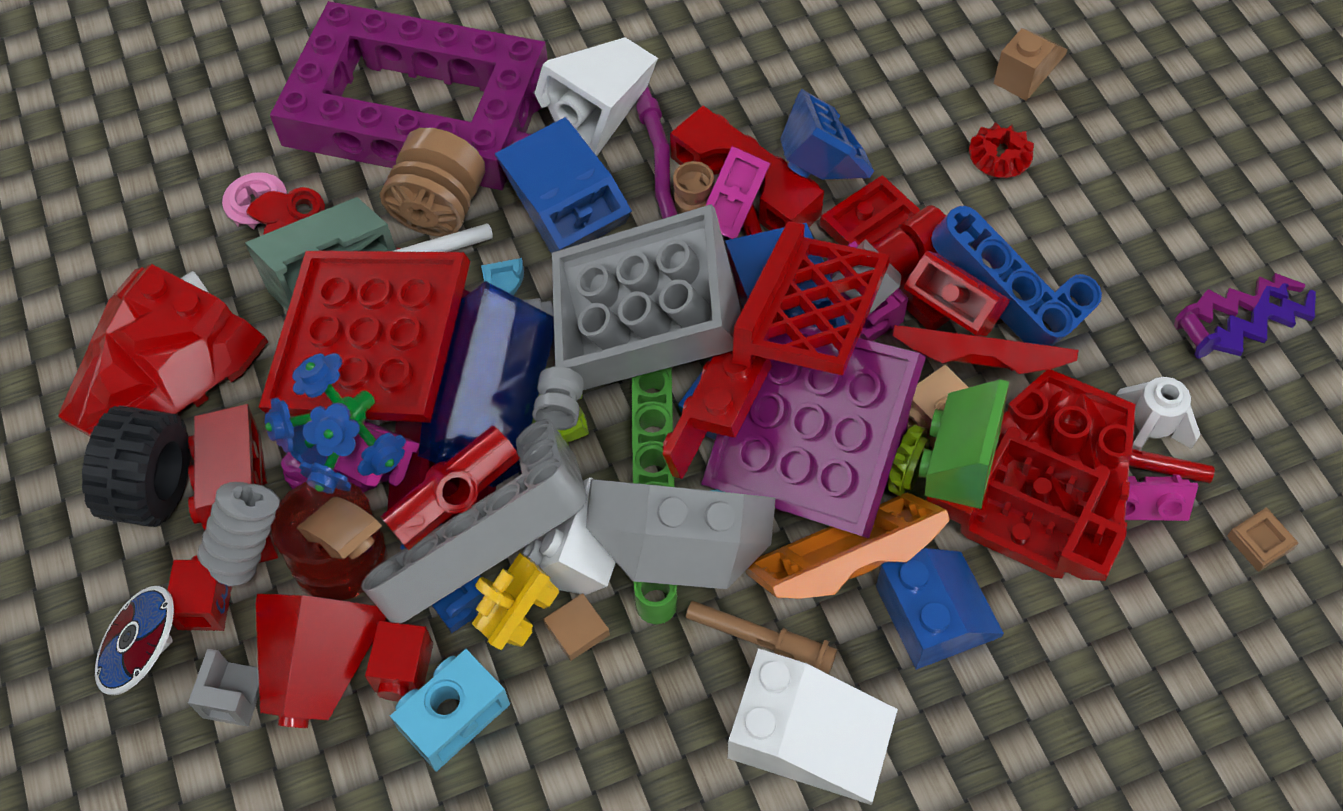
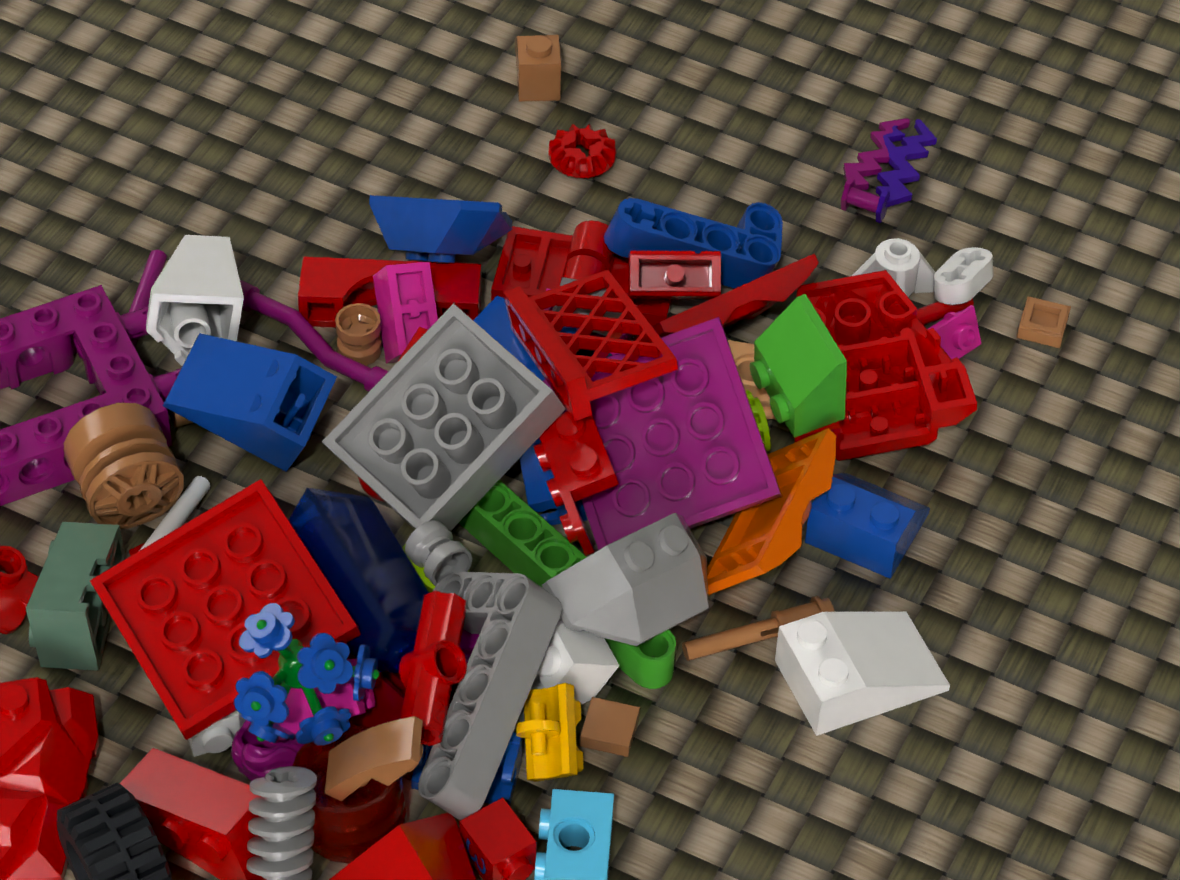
camera: 45 degrees left, 10 degrees down
(1221, 451) = (963, 275): none -> white beam

